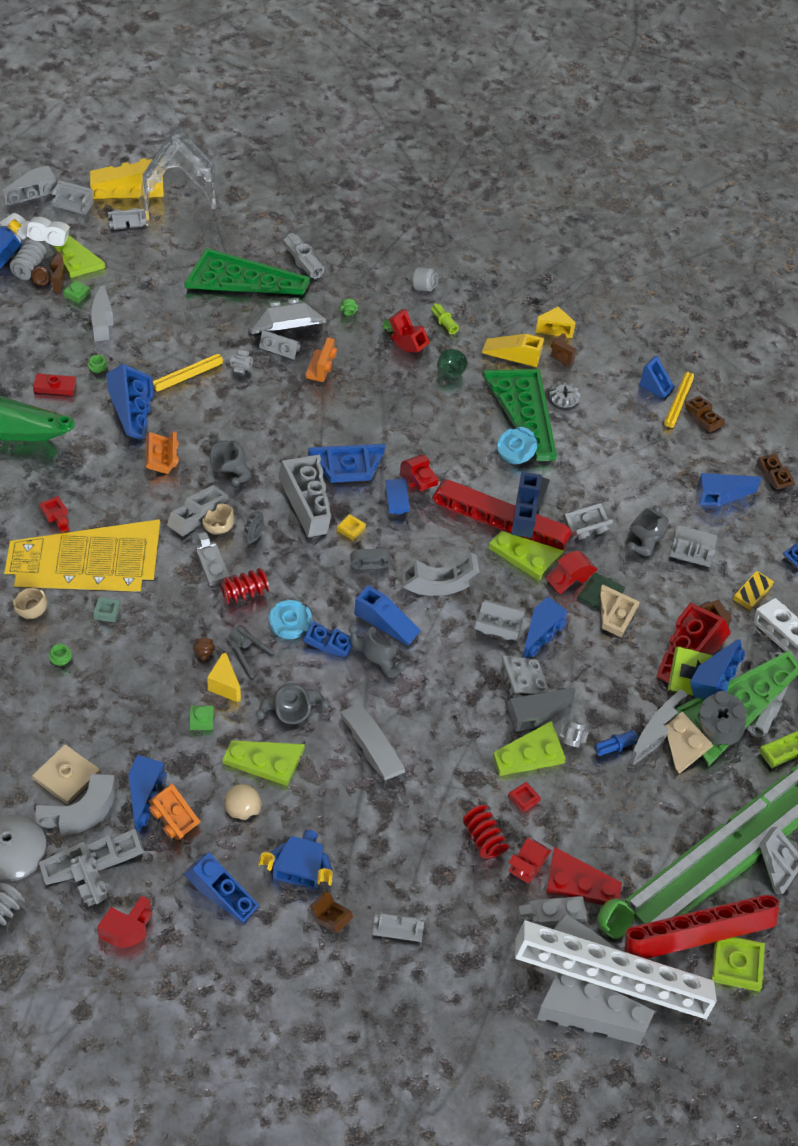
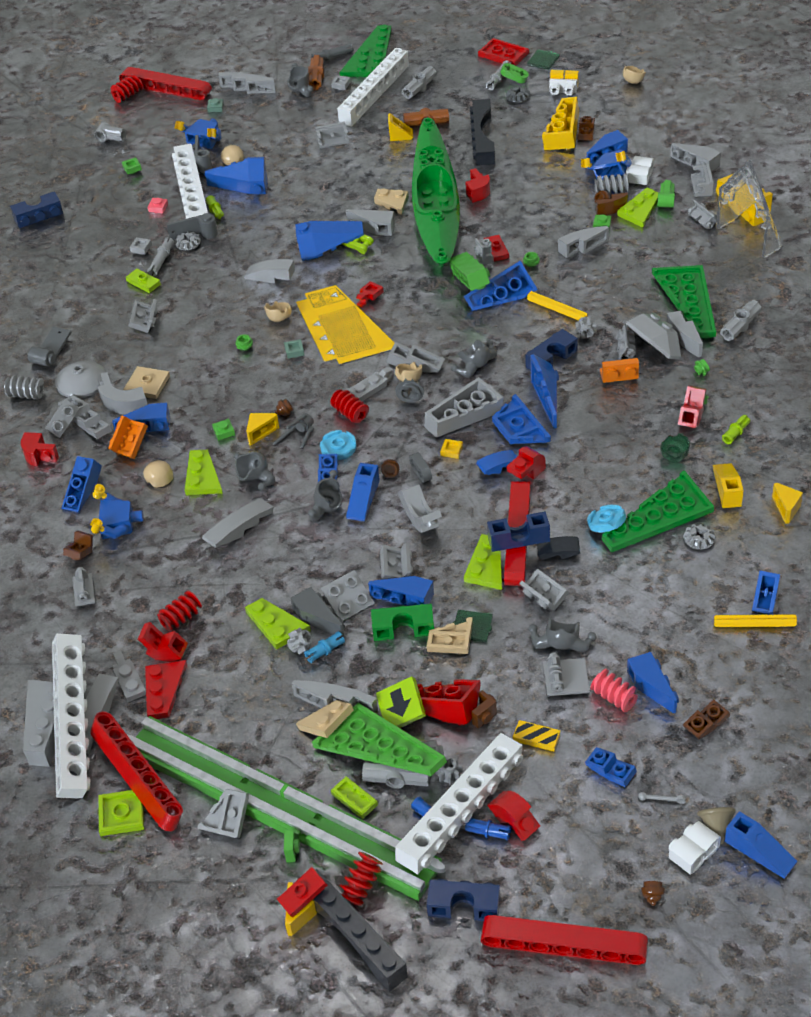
camera: 80 degrees right, 5 degrees down
(42, 229) = (640, 177): white brick -> none
(74, 394) = (481, 250): none -> light grey hinge
(78, 231) = (666, 195): none -> bright green piece
(103, 410) = (469, 271): none -> bright green brick
(161, 452) = (459, 320): orange bracket -> none
(255, 389) = (559, 344): none -> dark blue arch
(311, 296) = (687, 333): none -> light grey slope
(313, 422) = (544, 381): none -> blue wedge
(356, 583) = (390, 468): none -> reddish brown plate
(424, 279) = (773, 399): light grey head -> none
(524, 797) = (229, 631): red tile -> none
(562, 351) = (755, 512): reddish brown bracket -> none
(571, 568) = (479, 592): red brick -> none
(578, 656) = (388, 619): none -> green arch
(586, 717) = (324, 647): none -> dark azure pin
(615, 918) = (128, 712): bright green hair -> none
(616, 743) = (305, 673): blue axle -> none
(702, 412) = (749, 645): reddish brown slope -> none
(717, 671) = (400, 713): blue slope -> none
(722, 718) = (347, 728): dark grey brick -> none
(727, 515) = (614, 691): none -> coral piece

